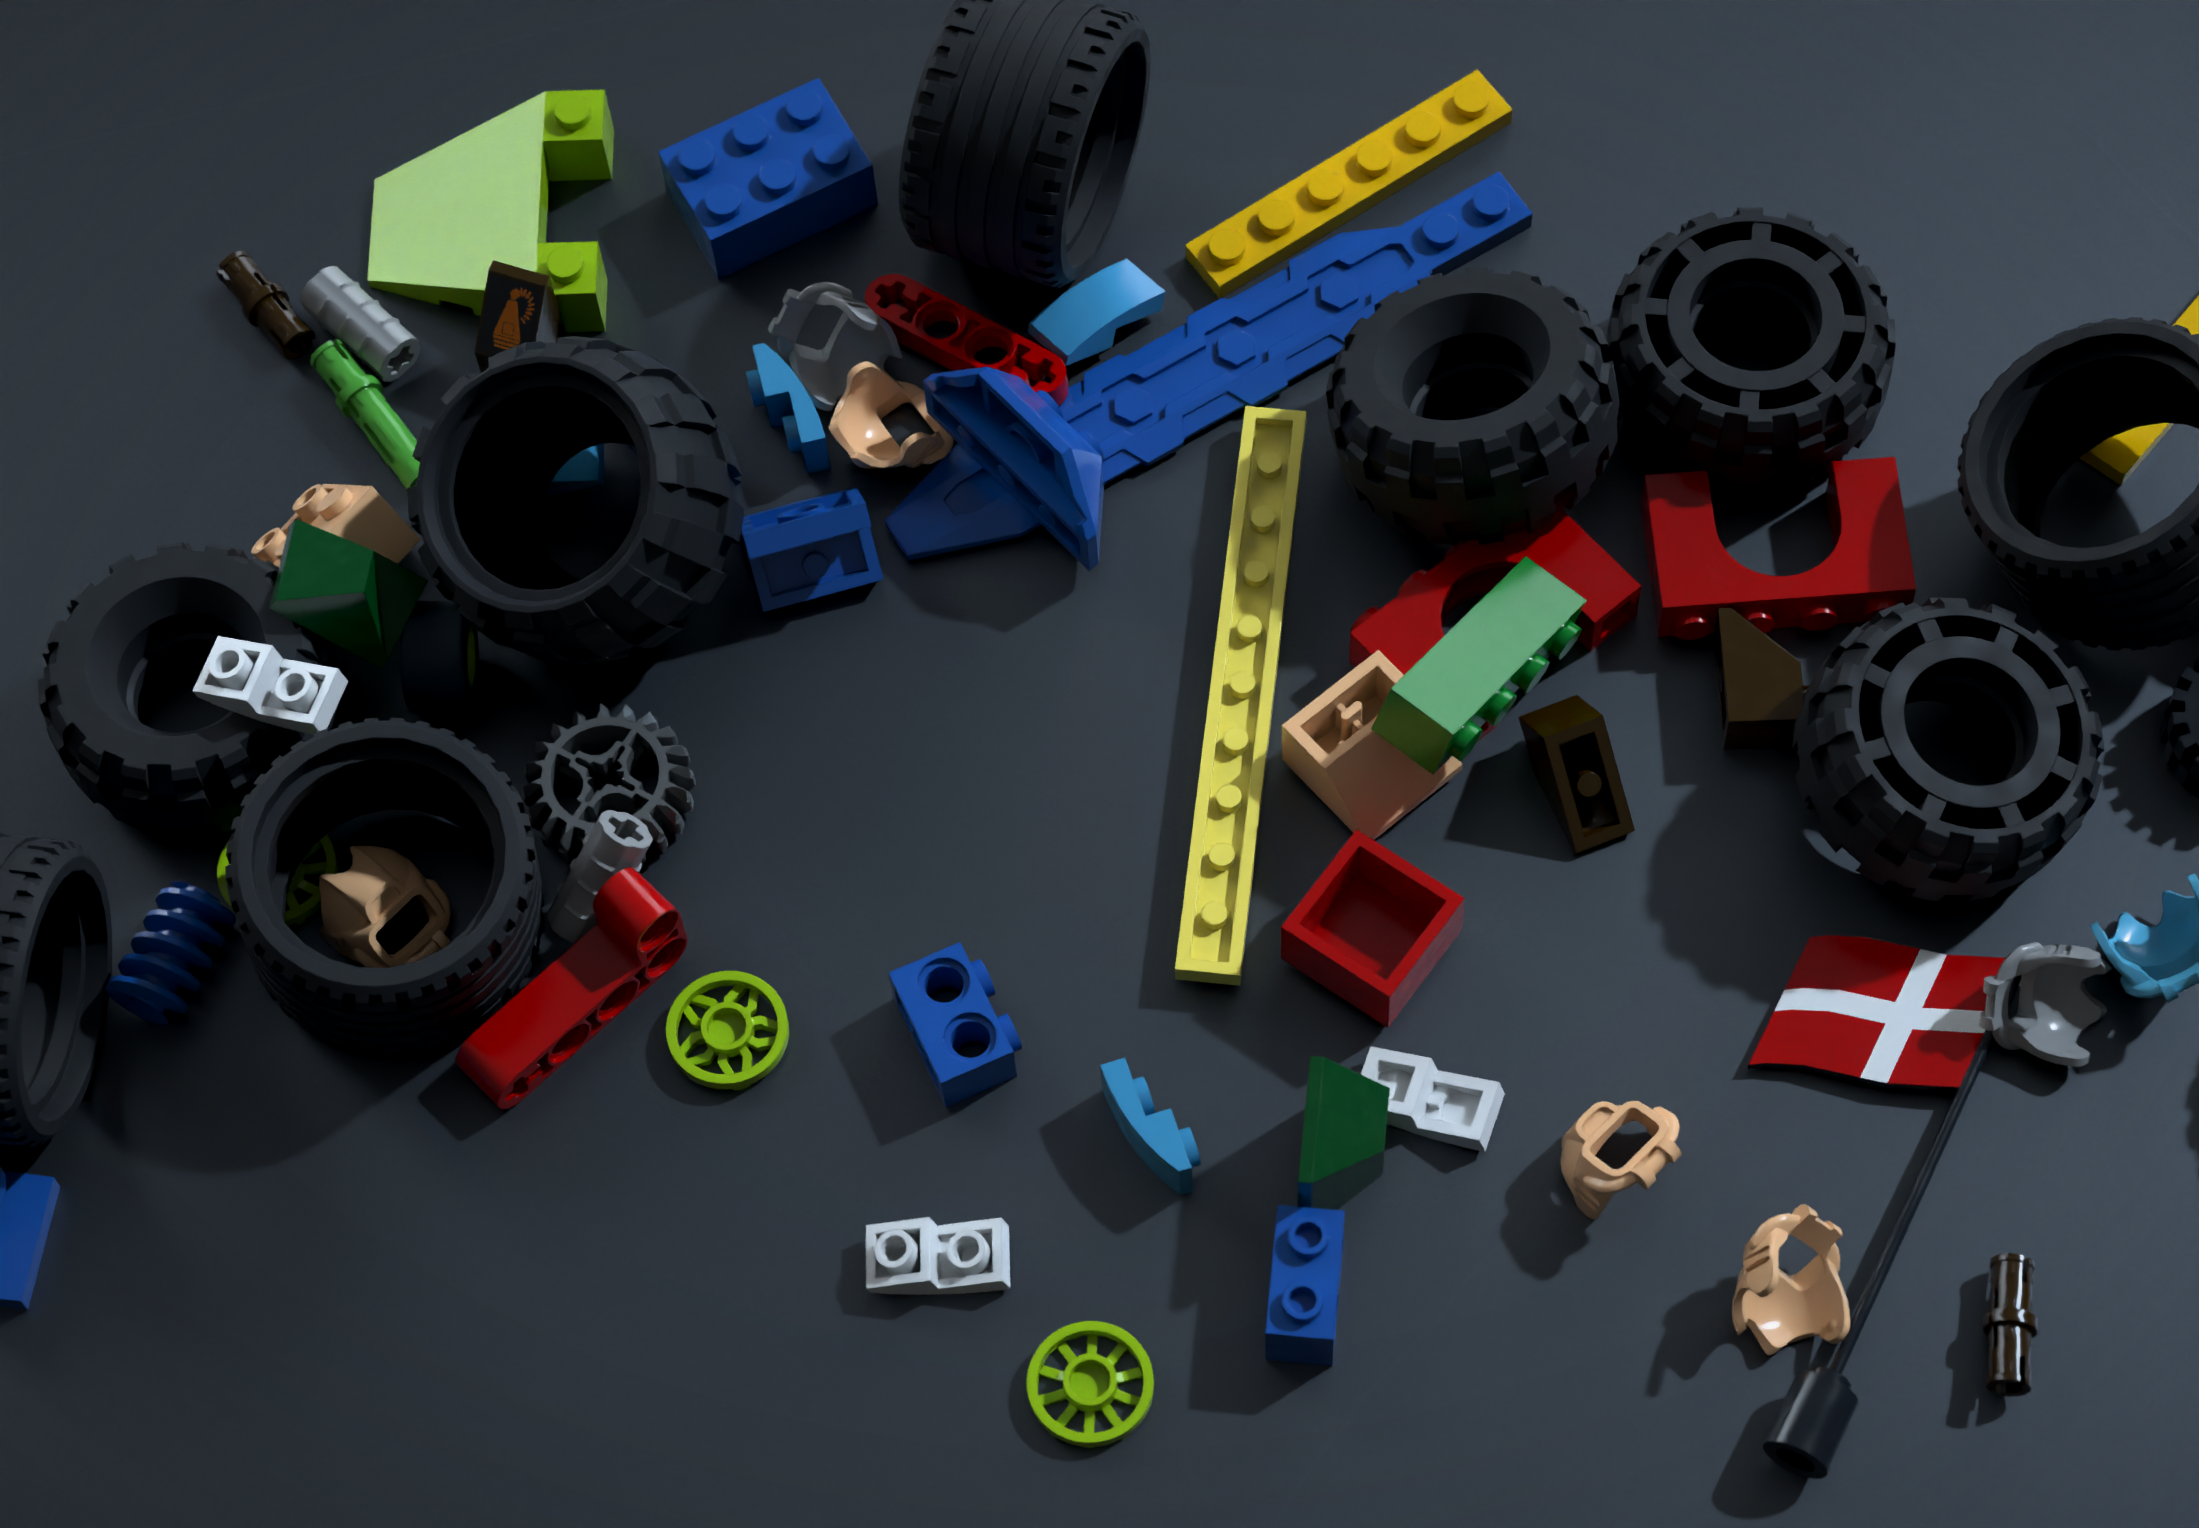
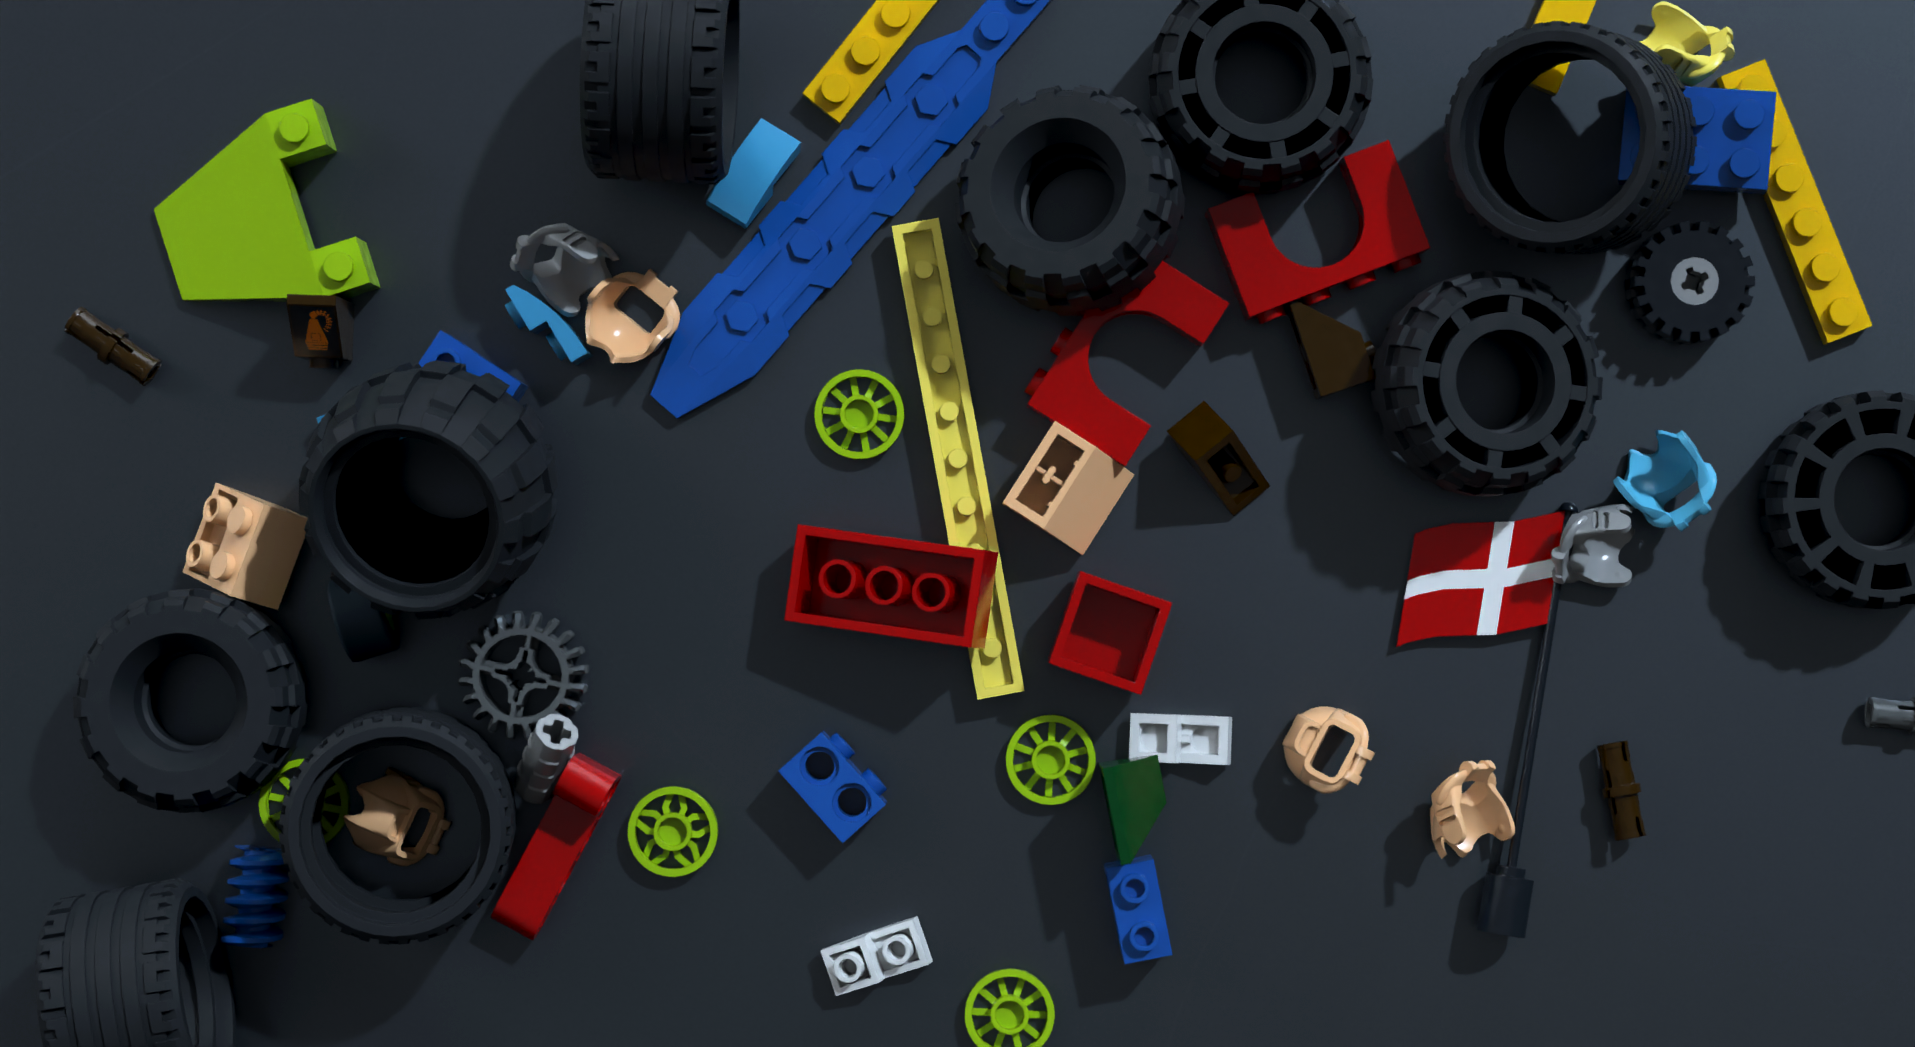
camera: 15 degrees left, 25 degrees up
(271, 689) = (260, 711): white slope -> none
(344, 592) = (279, 603): dark green slope -> none
(360, 323) = (193, 344): light grey axle -> none
(362, 399) = (248, 429): bright green pin -> none
(768, 178) = (463, 129): blue brick -> none
(811, 548) = (601, 435): blue bracket -> none
(971, 336) = (664, 222): red beam -> none
(1027, 450) = (747, 319): blue wedge -> none
(1109, 793) = (891, 586): none -> red brick
(1135, 612) = (859, 414): none -> lime wheel
(1152, 1135) = (1006, 831): dark azure slope -> none
(1247, 1079) = (1050, 759): none -> lime wheel
(1480, 666) = (1134, 416): brick -> none

